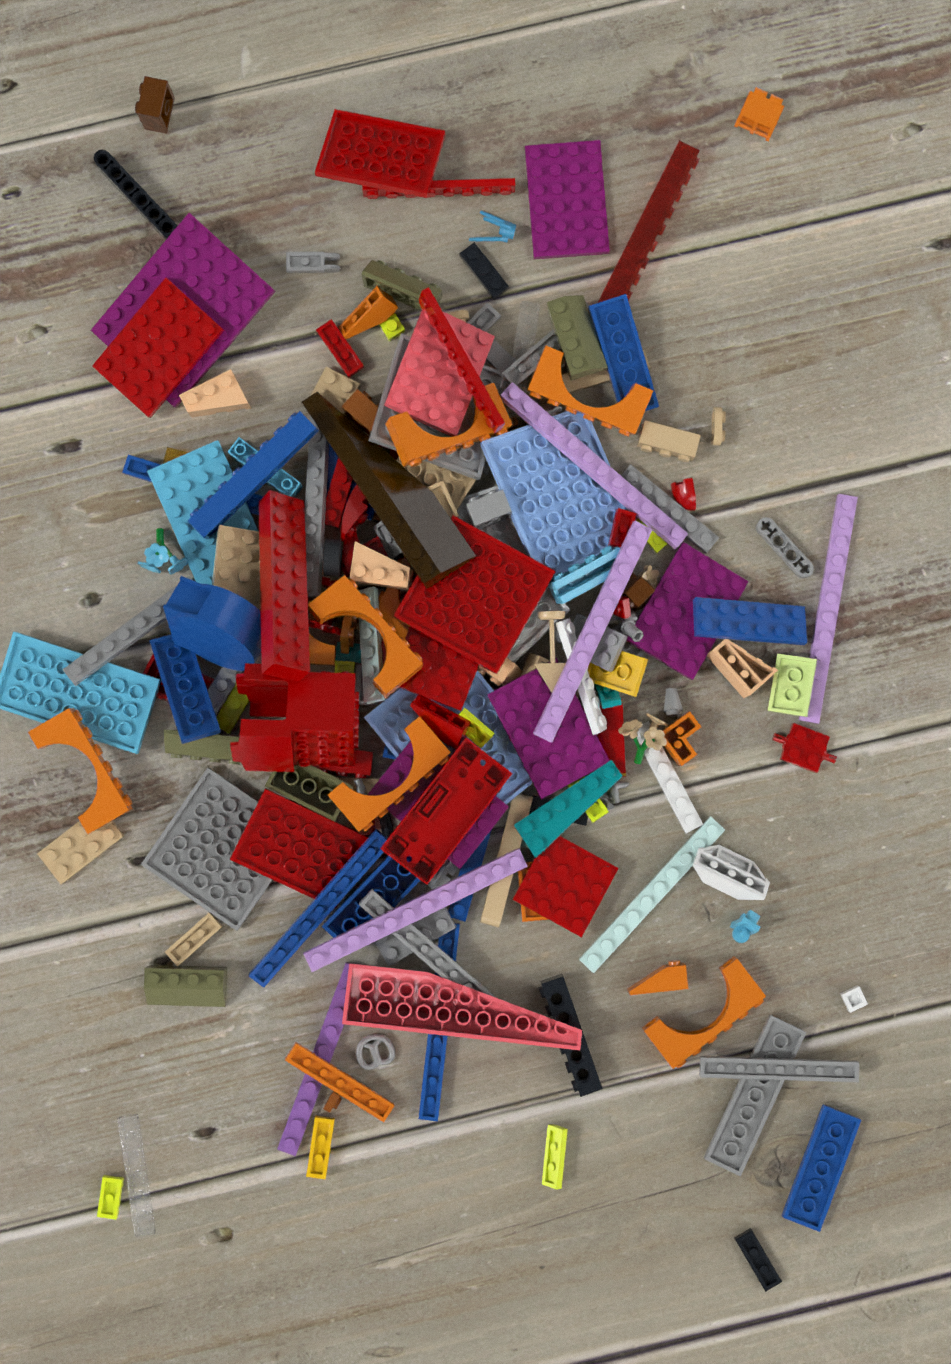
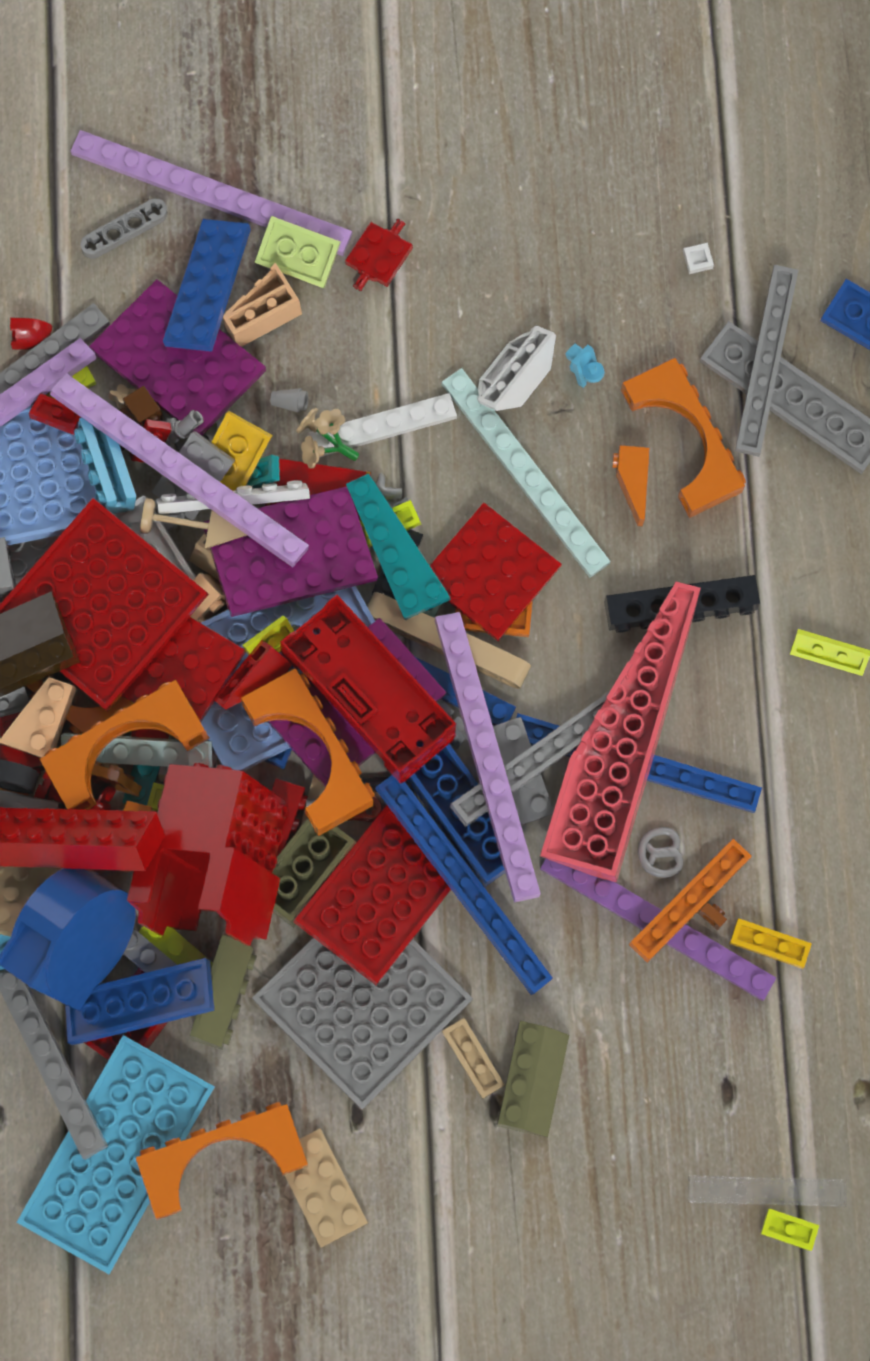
camera: 80 degrees left, 10 degrees down
(676, 737) = (349, 399): orange brick -> none

